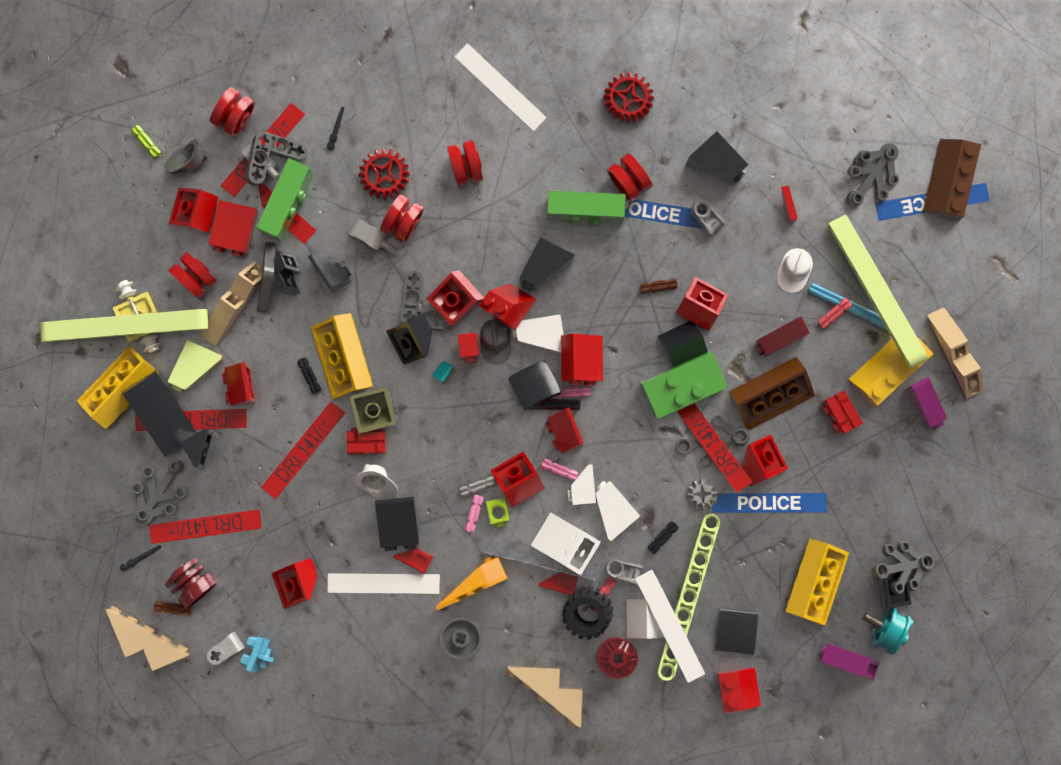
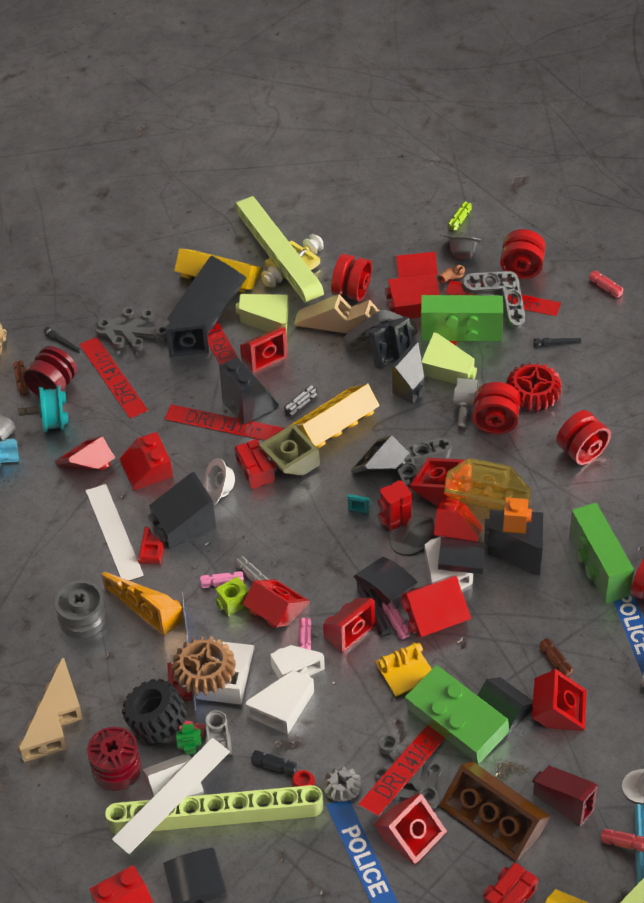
camera: 75 degrees right, 35 degrees down
(216, 181) = (451, 273): none -> nougat arm
(235, 595) = (49, 408): none -> teal wheel
(288, 419) = (244, 392): none -> black slope
(290, 54) = (606, 284): none -> coral axle
(324, 533) = (146, 462): none -> red slope
(325, 233) = (447, 361): none -> yellowish green slope
(484, 264) = (485, 484): none -> clear yellow wedge
(542, 261) = (516, 515): none -> orange brick
(546, 317) = (461, 556): none -> black slope
(584, 548) = (209, 672): none -> medium nougat gear
(621, 404) = (404, 668): none -> yellow hinge
(621, 594) = (189, 739): none -> green gear
(688, 522) = (302, 778): none -> red plate

